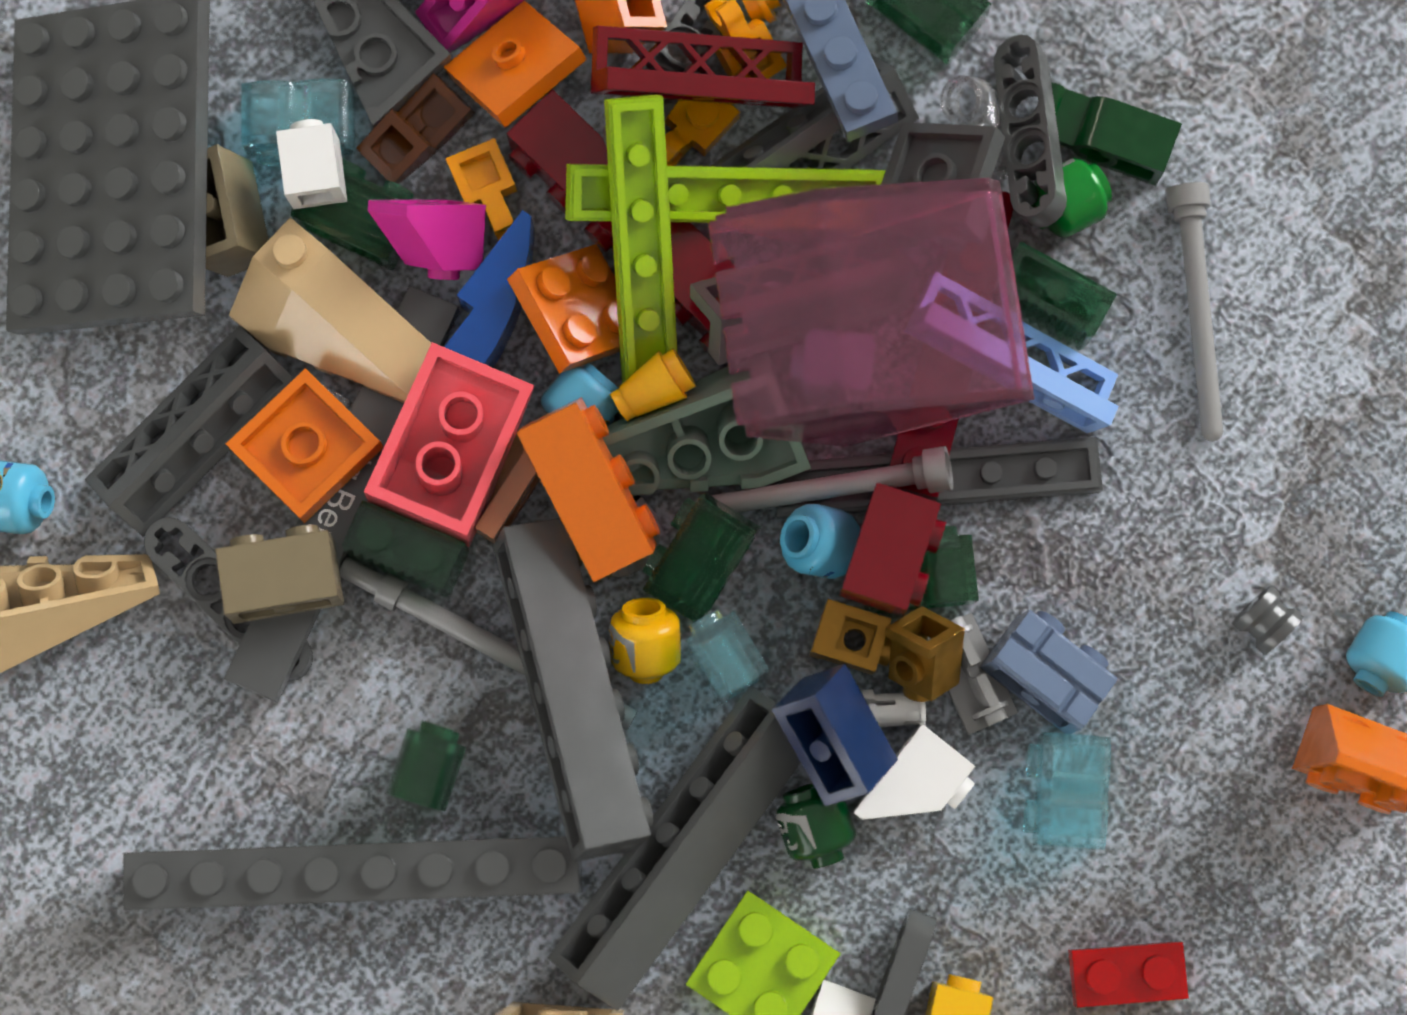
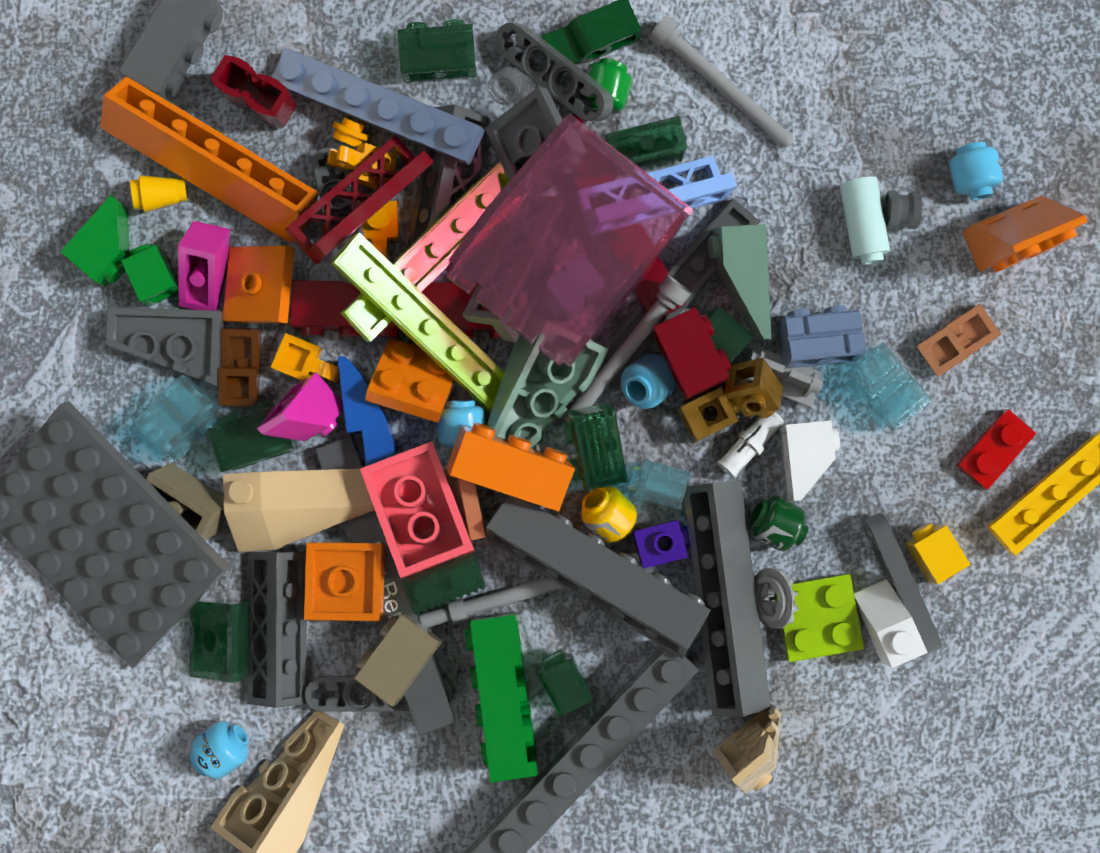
camera: 45 degrees left, 5 degrees up
(121, 386) = (219, 640): none -> clear green slope
(311, 164) = (208, 437): white brick -> none
(349, 723) = (503, 697): none -> green wedge
(654, 385) = (492, 383): yellow cone -> none
(670, 724) = (661, 543): none -> dark purple brick
(743, 879) = (772, 613): none -> light grey gear
(835, 735) = (750, 472): dark blue brick -> none
(1034, 519) = (742, 266): none -> sand green slope
(1198, 817) = (958, 340): none -> nougat slope
(1217, 592) = (865, 219): none -> light aqua brick

